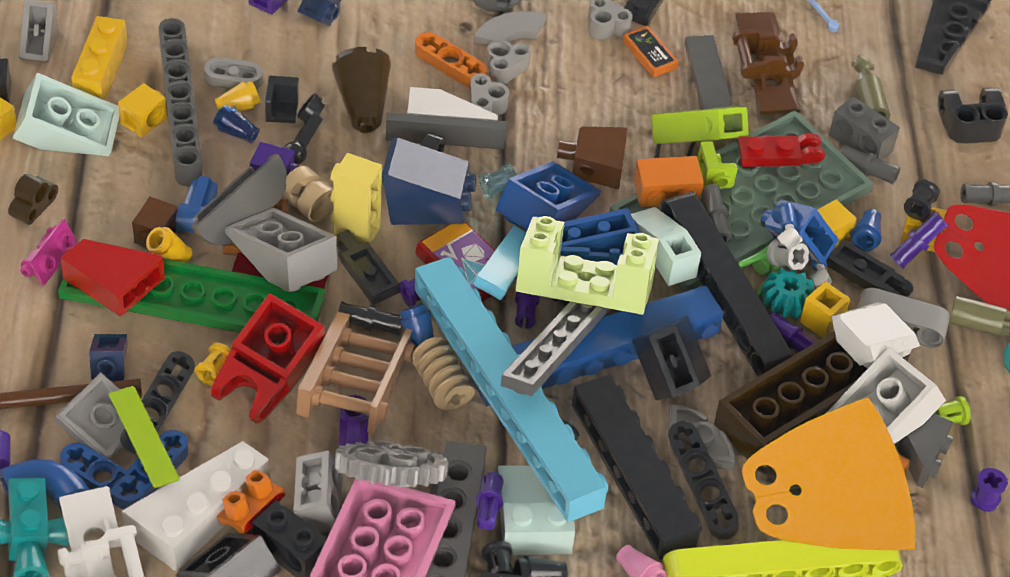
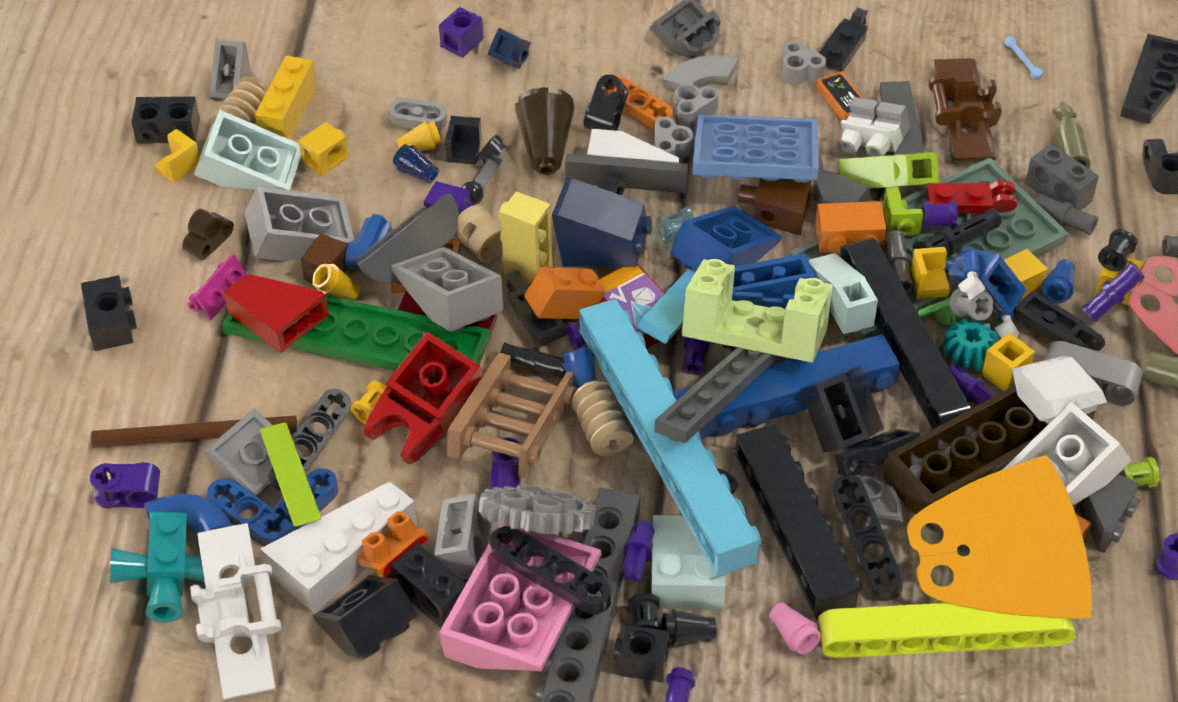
camera: 10 degrees right, 0 degrees up
(56, 62) = (242, 100): none -> tan piece
(108, 356) = (265, 391): dark blue bracket -> none
(117, 185) = (288, 222): none -> light grey slope
(180, 101) = (361, 140): dark grey beam -> none
(397, 251) = (563, 292): none -> orange brick
(412, 516) = (546, 573): none -> black beam
(419, 67) = (604, 109): none -> black piece
(572, 104) = (756, 148): none -> medium blue plate
(649, 144) = (838, 189): none -> dark grey slope
(683, 81) = (874, 127): none -> white hips
(704, 398) = (872, 451): none -> black hinge
(746, 225) = (929, 273): none -> yellow panel
(752, 167) = (939, 214): none -> dark purple bush
(760, 194) = (962, 233): none -> black pin

